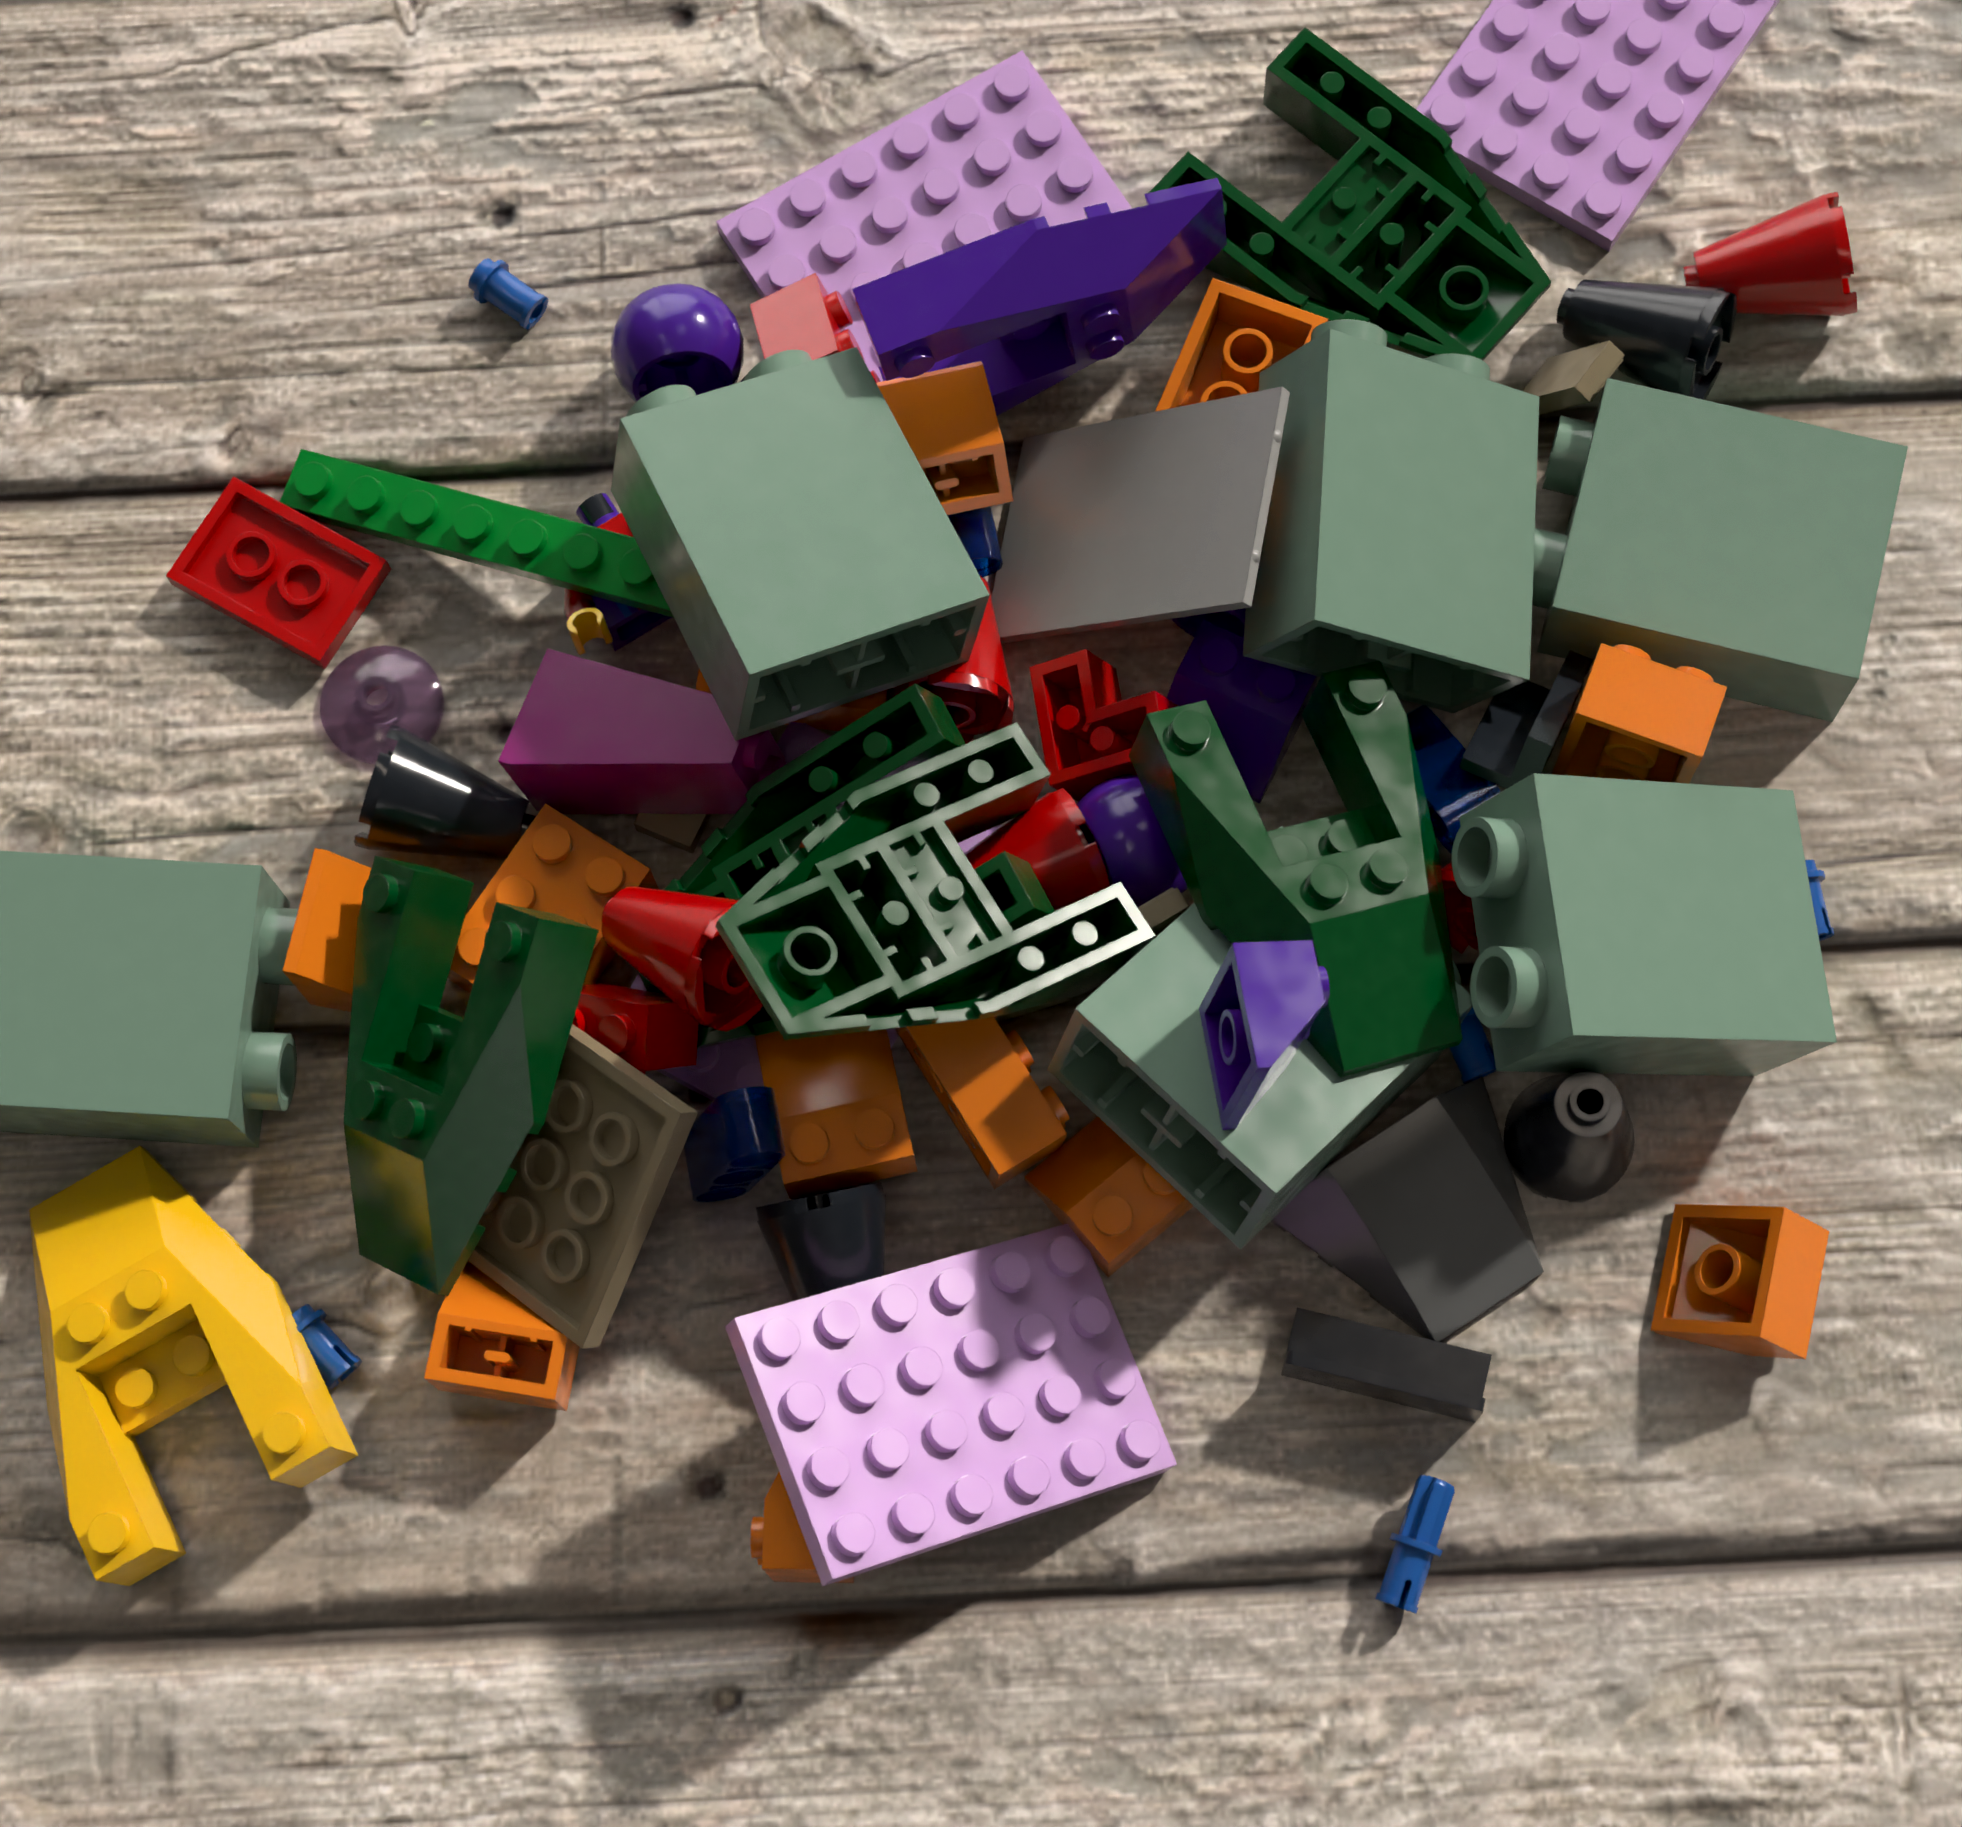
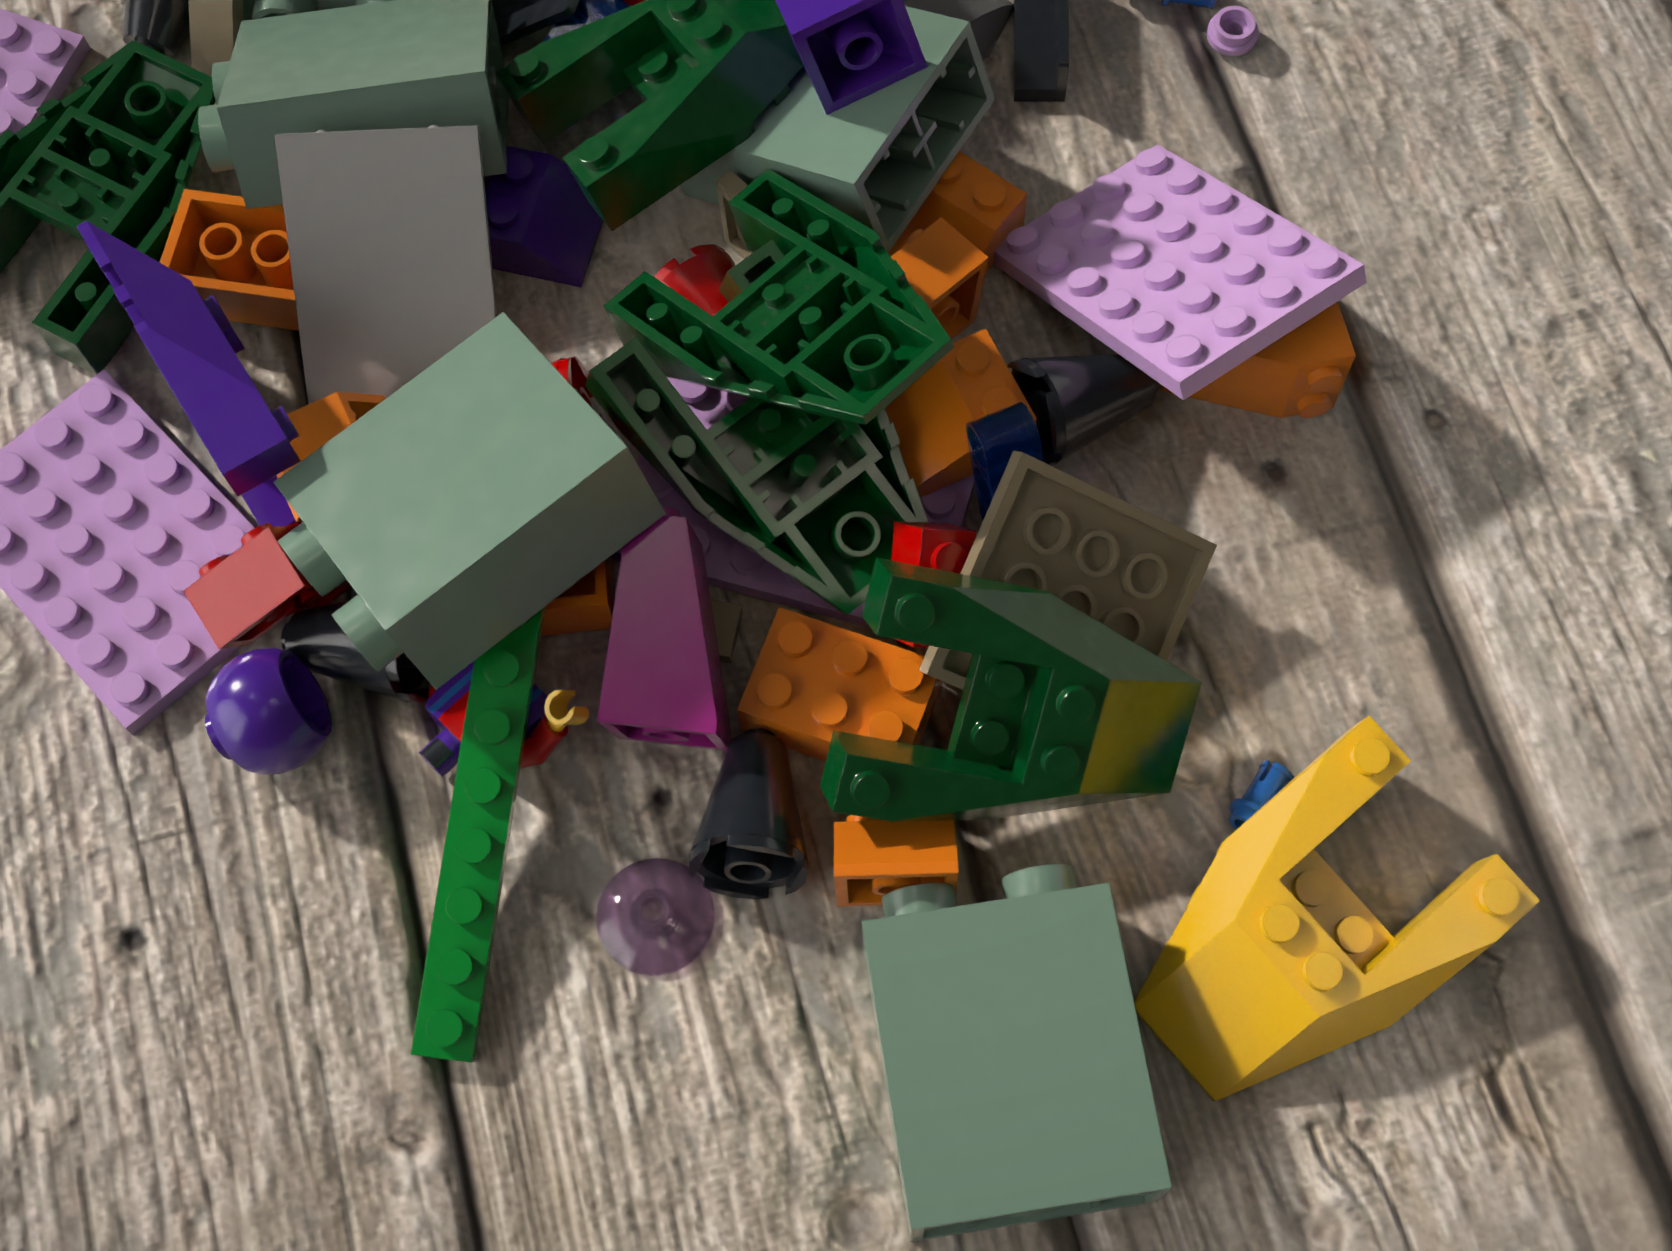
camera: 105 degrees left, 5 degrees down
(279, 572) = (542, 1042): red plate -> none
(496, 285) = (219, 903): blue pin -> none
(498, 1347) = (1229, 633): orange slope -> none
(680, 951) = (854, 518): red cone -> none
(1086, 722) = (575, 309): red brick -> none
(1129, 838) = (667, 232): dark purple wheel -> none
(1348, 1602) = (1236, 21): none -> lavender plate

